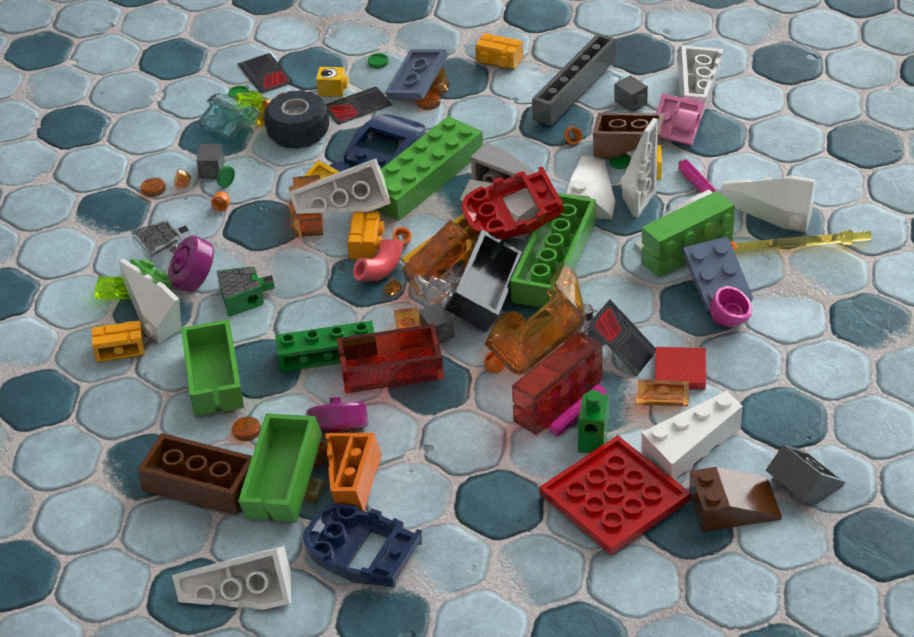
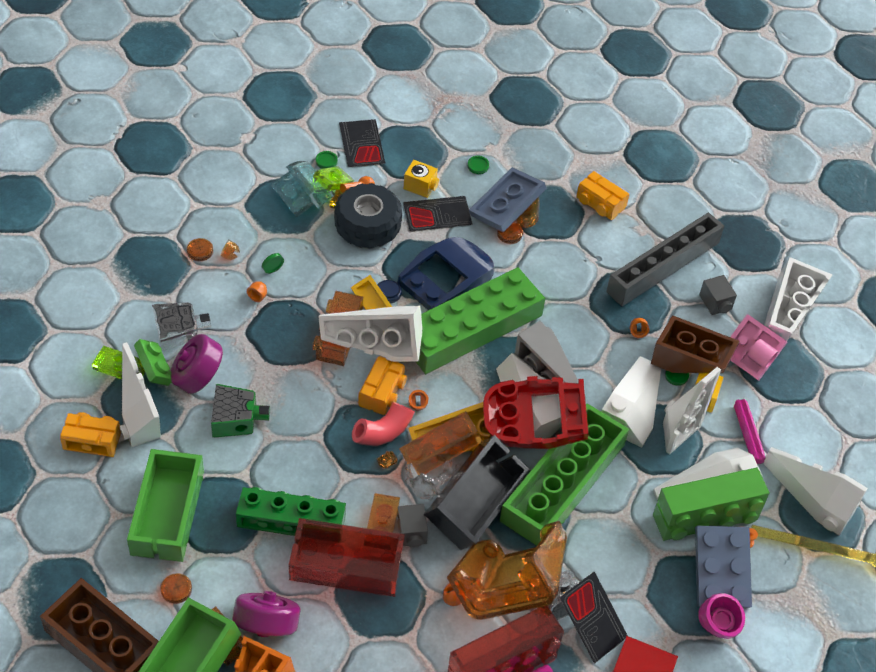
camera: 10 degrees right, 10 degrees up
(210, 160) = (265, 238): dark grey brick -> none

